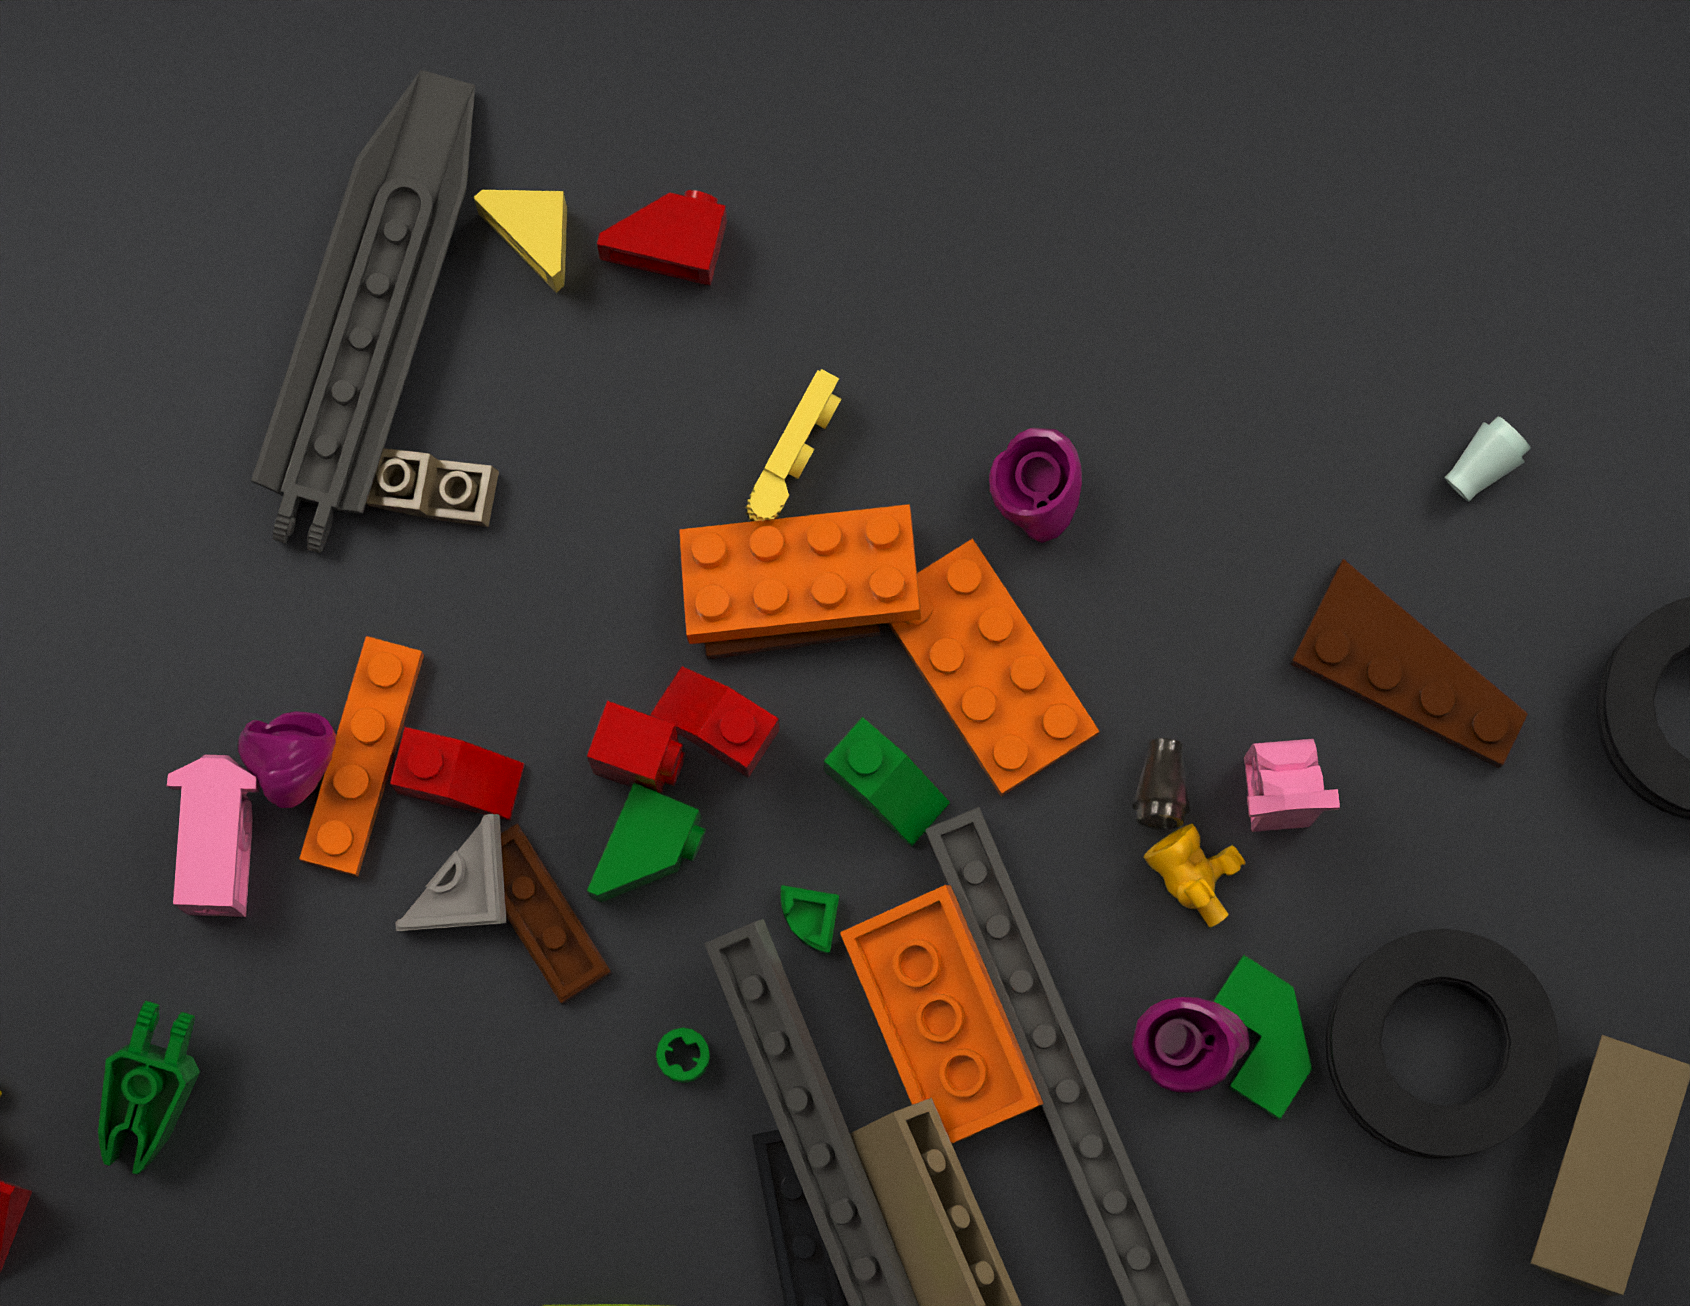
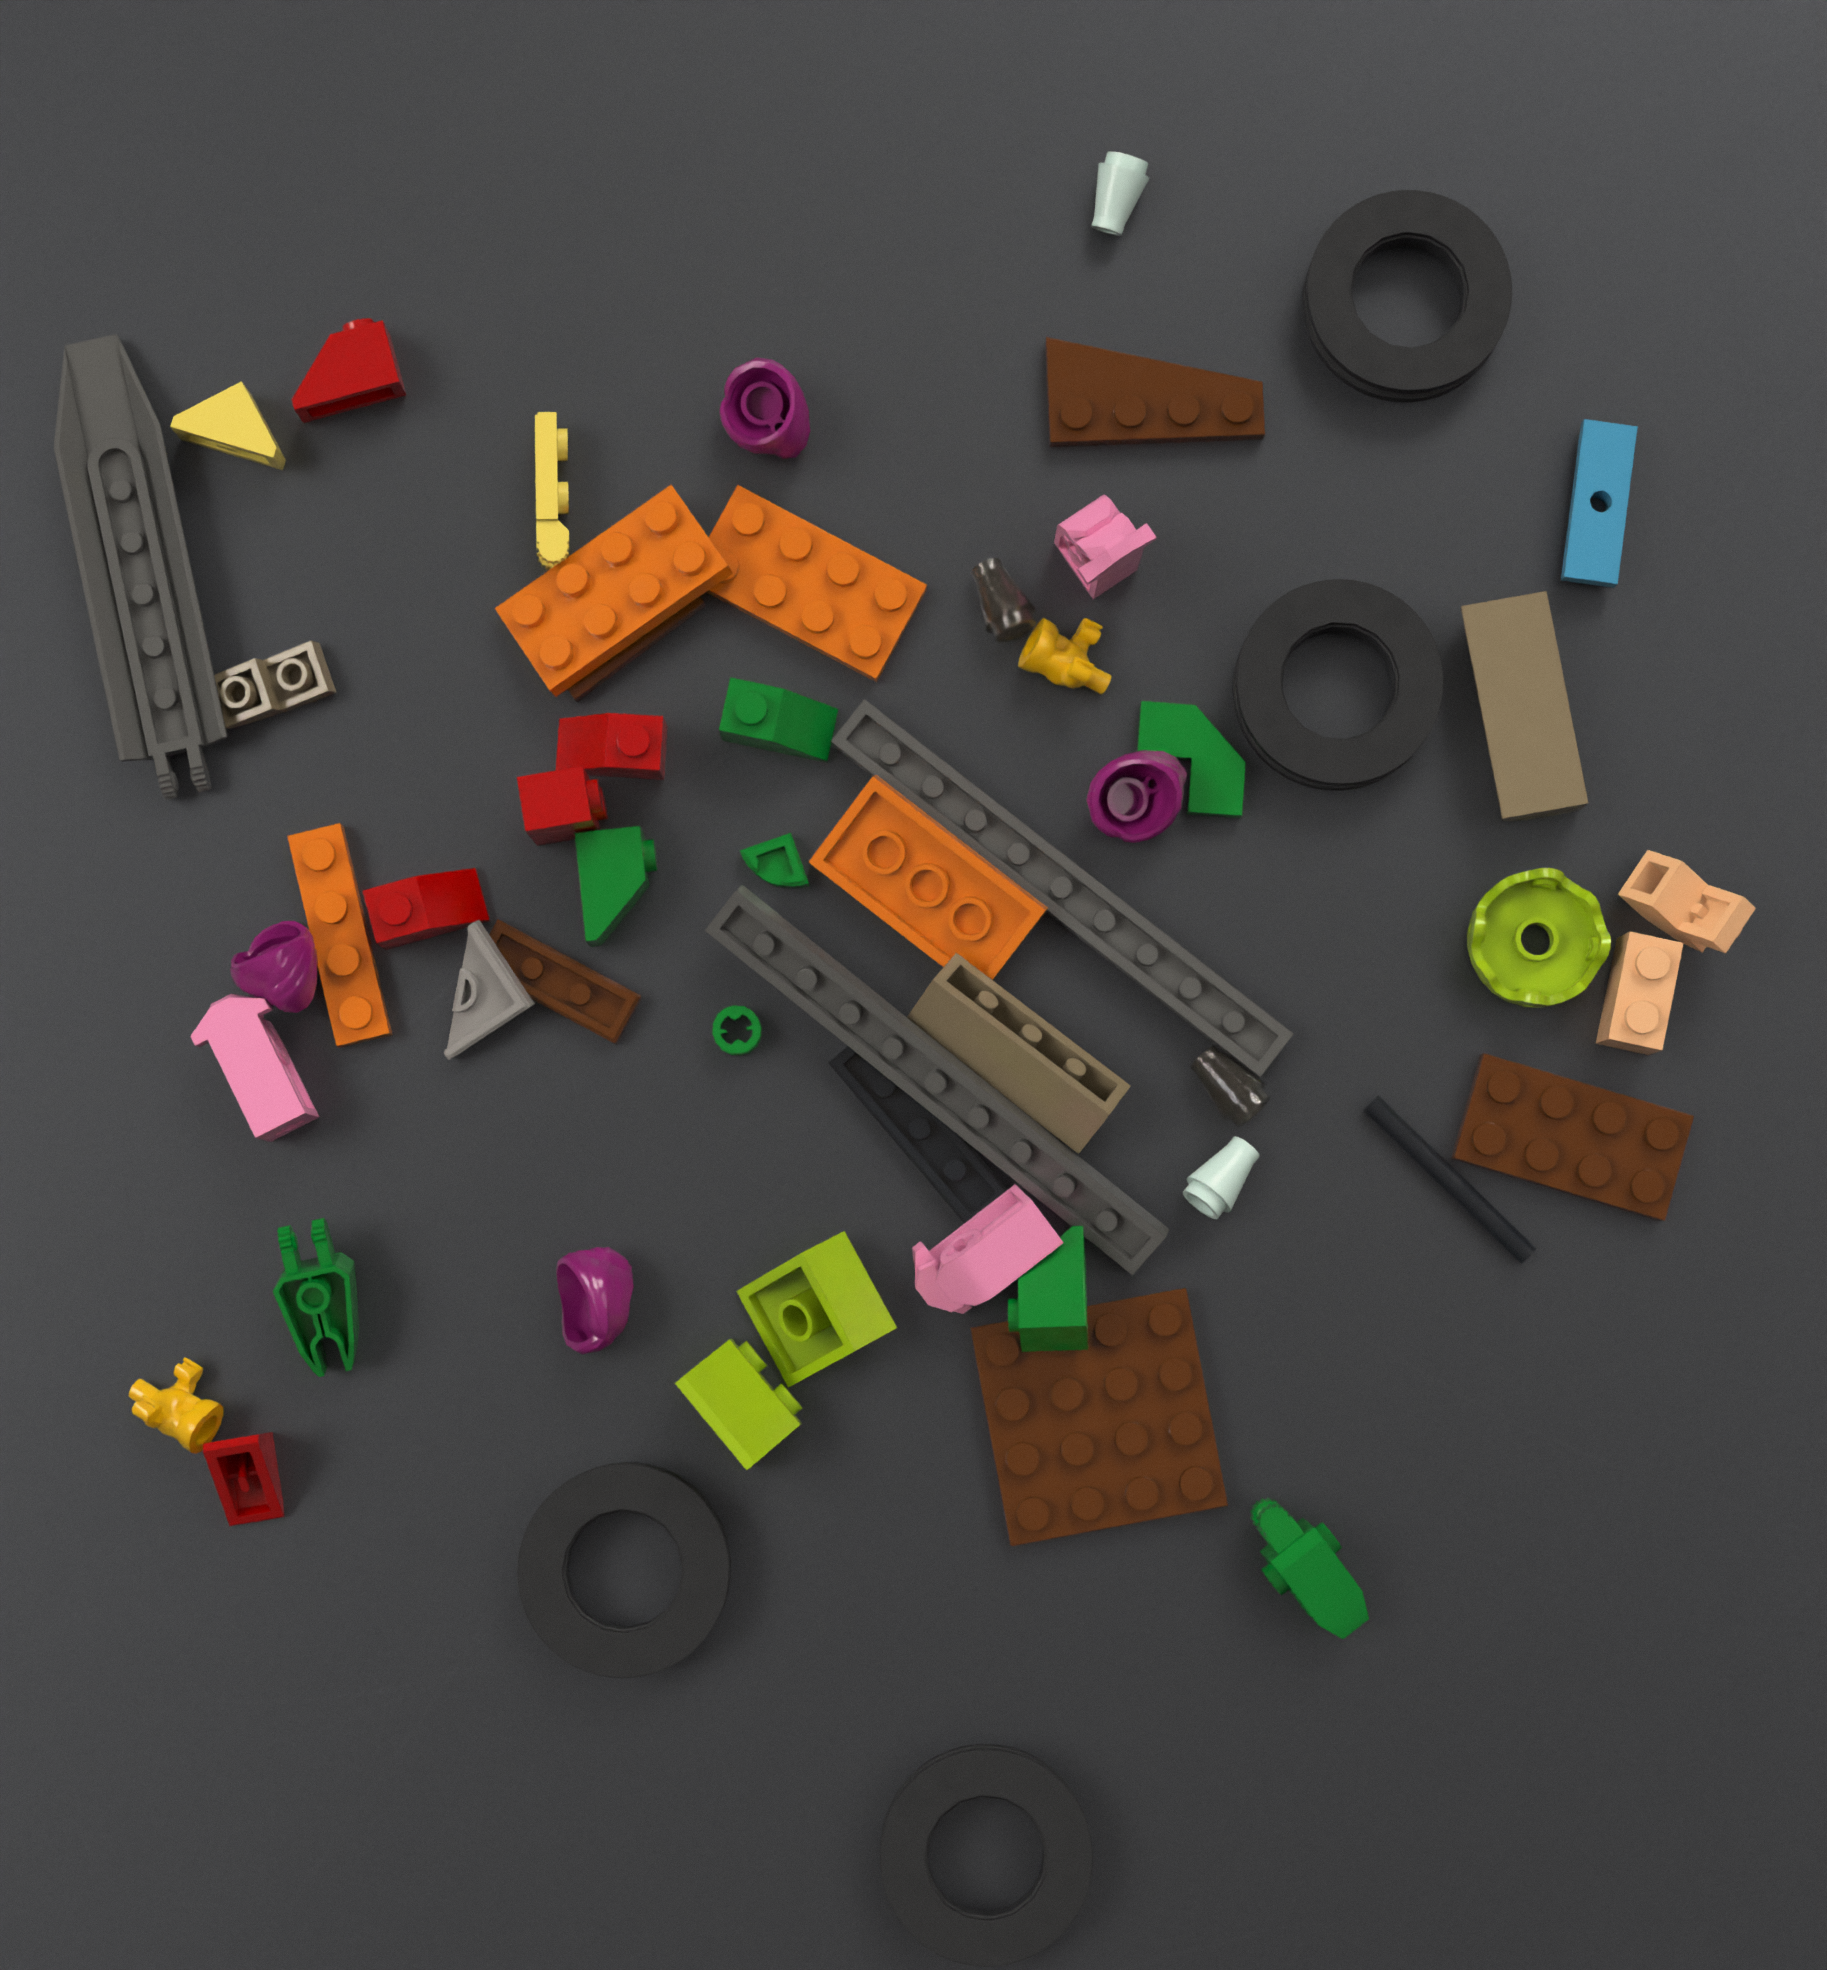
camera: 30 degrees left, 5 degrees up
(405, 1235) = (594, 1297): none -> magenta hair

